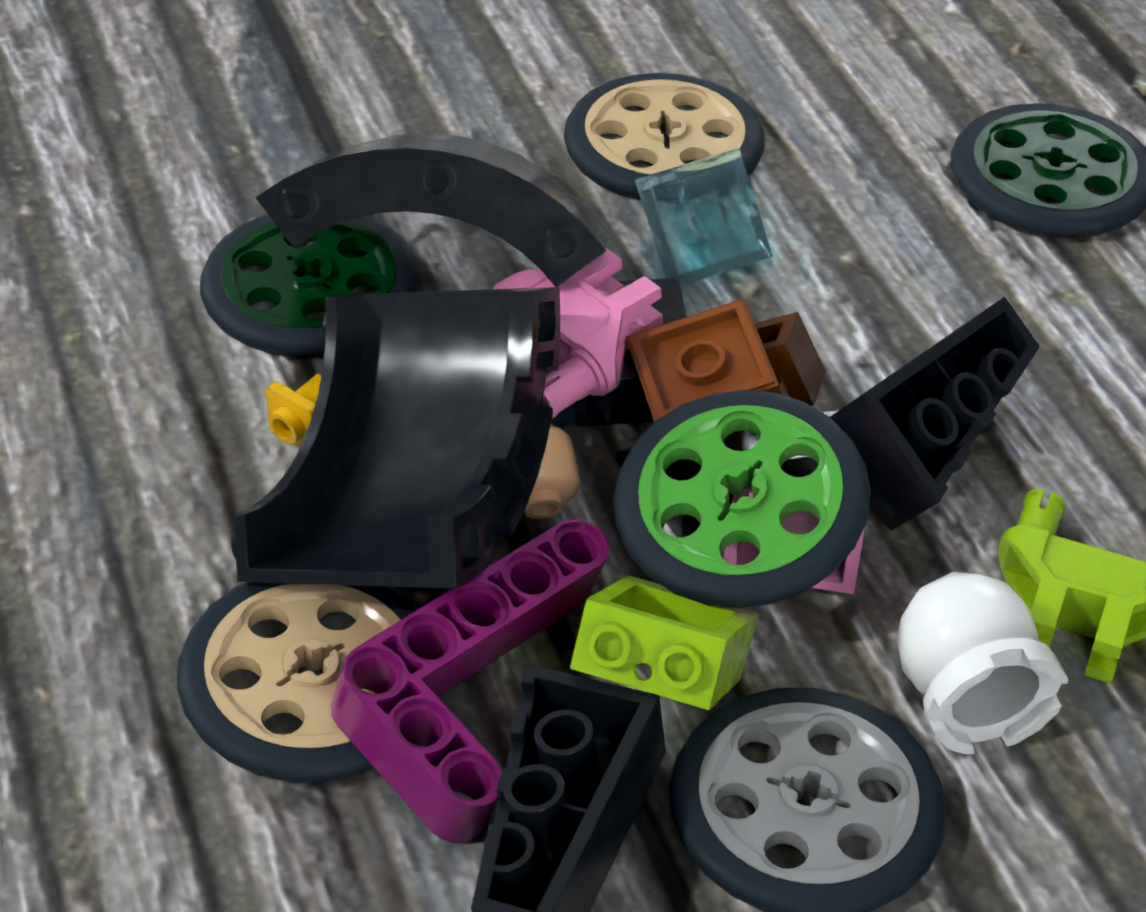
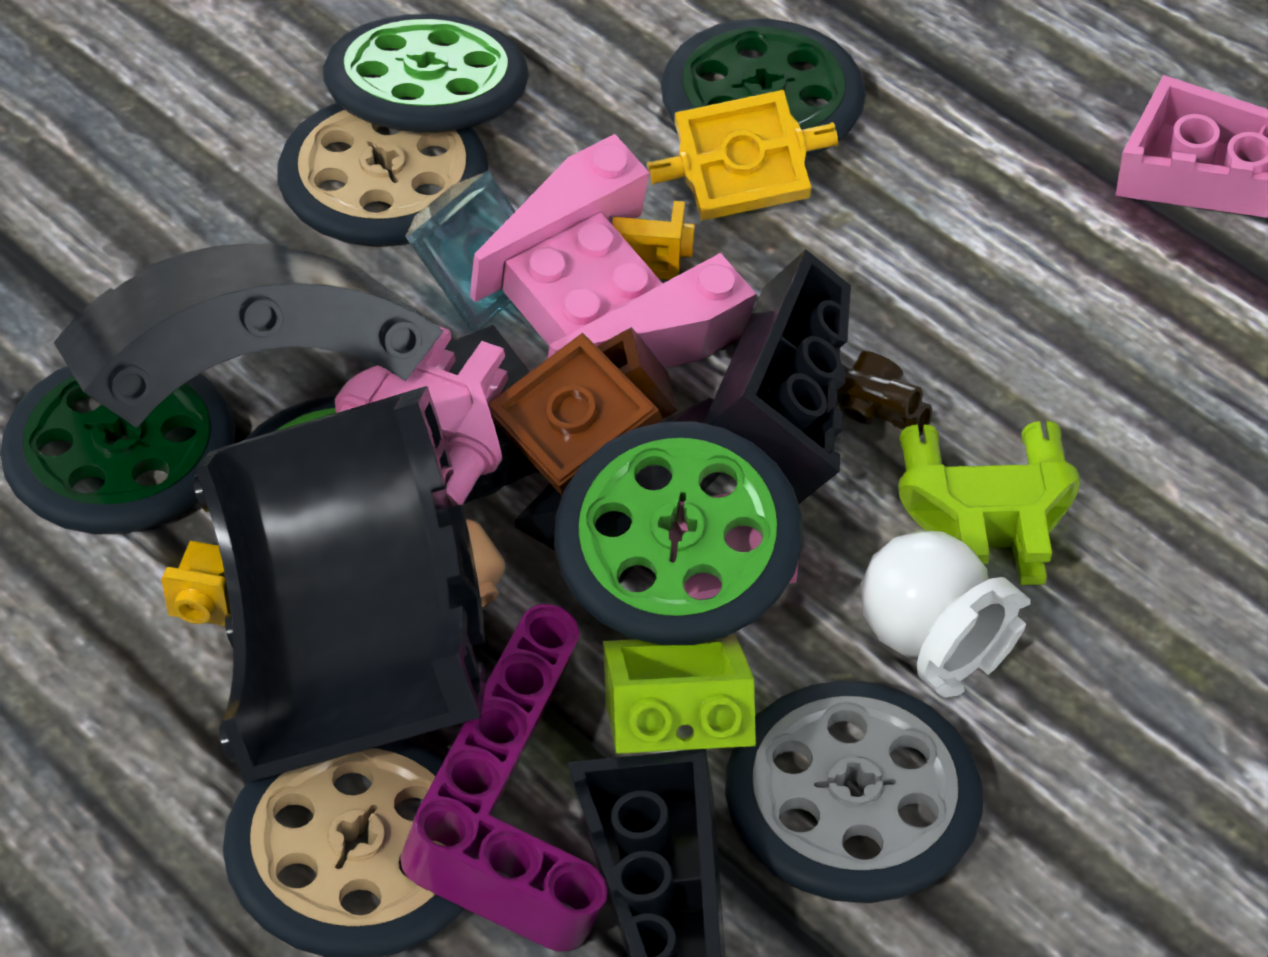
camera: 25 degrees left, 5 degrees up
(743, 70) = (425, 72): none -> wedge
(782, 255) = (579, 275): none -> bright pink wedge
(871, 263) = (660, 242): none -> yellow bracket
(998, 211) = (742, 155): none -> yellow plate
(1026, 451) = (876, 390): none -> dark brown plate

